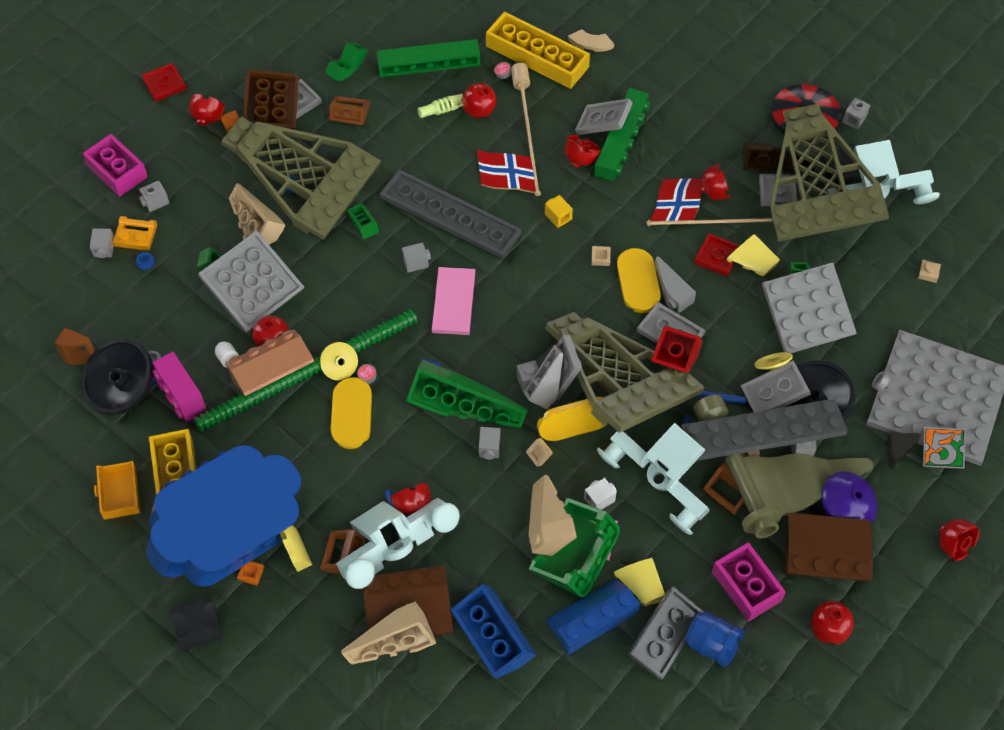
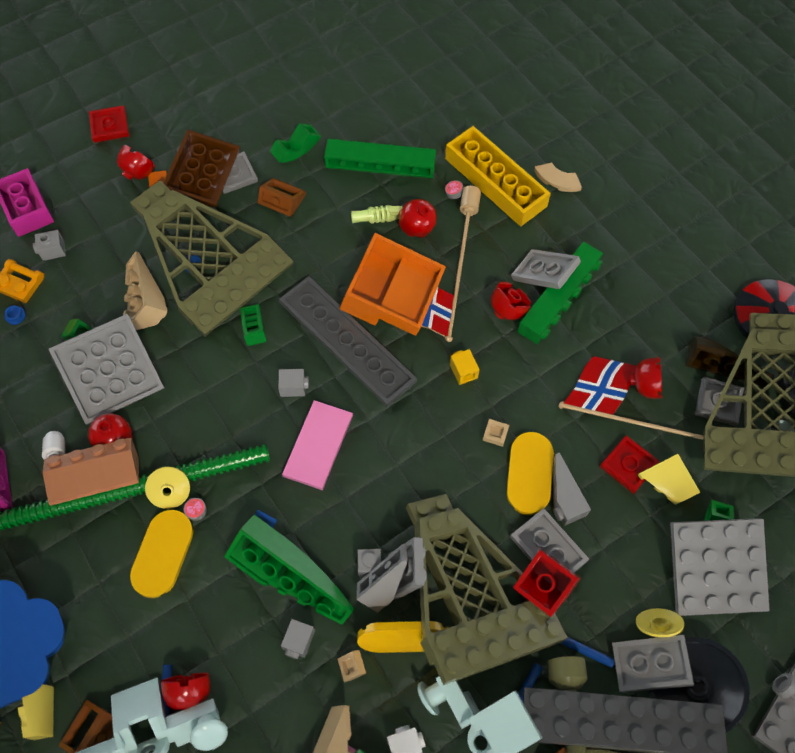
camera: 15 degrees right, 5 degrees up
(477, 159) = (393, 285): none -> orange piece

